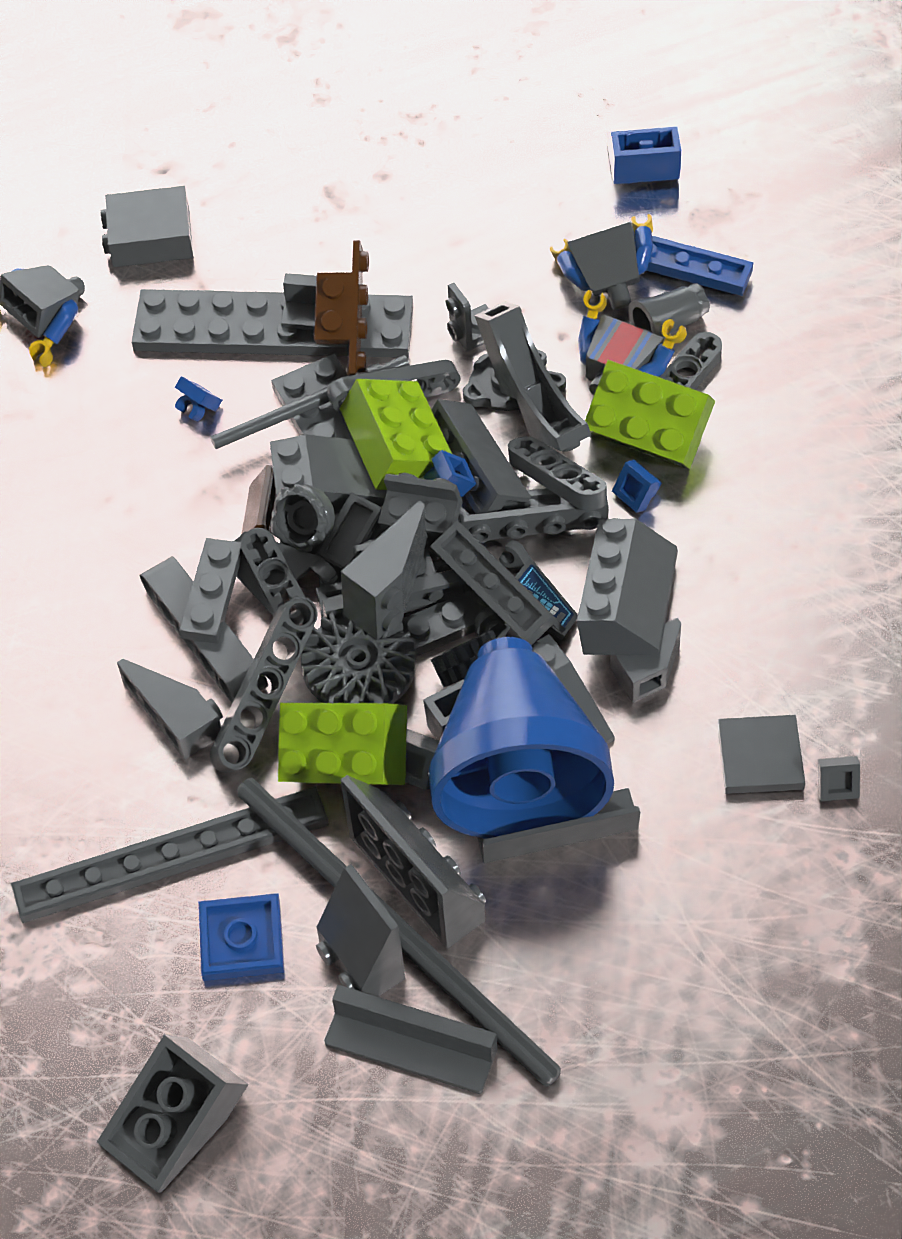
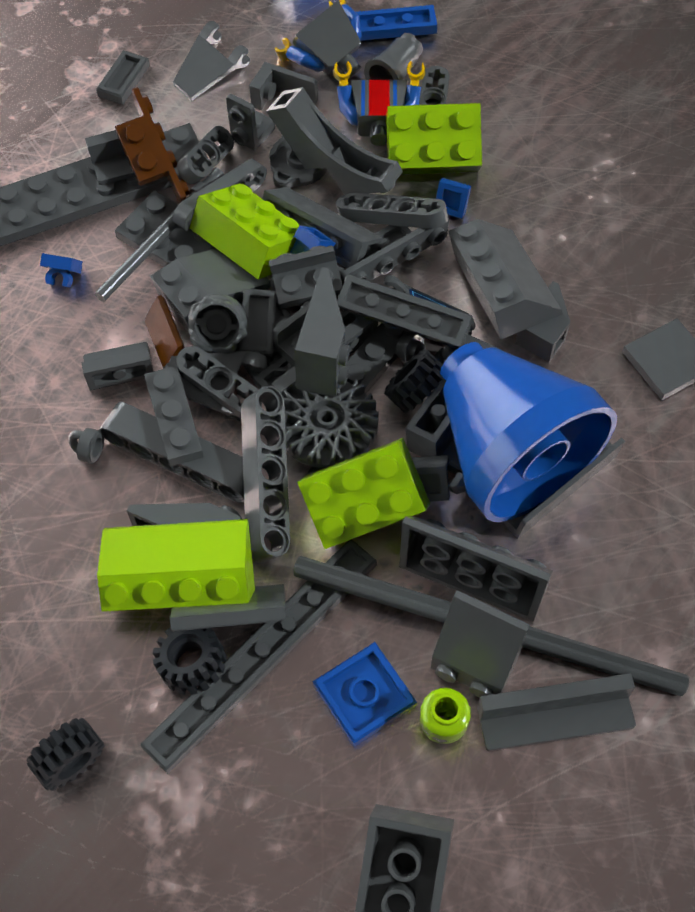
camera: 30 degrees left, 5 degrees up
(98, 841) = (199, 672): none -> black tyre
(121, 585) = (89, 444): none -> dark grey tile
(130, 733) = (175, 565): none -> lime slope
(157, 795) = (264, 606): none -> dark grey tile
(194, 519) = (117, 365): none -> dark grey panel
(296, 988) = (449, 704): none -> lime head
(376, 217) = (123, 77): none -> dark grey tile
(395, 346) = (196, 155): none -> dark grey beam
(471, 236) = (206, 65): none -> dark grey flag
(523, 279) = (276, 78): none -> dark grey bracket

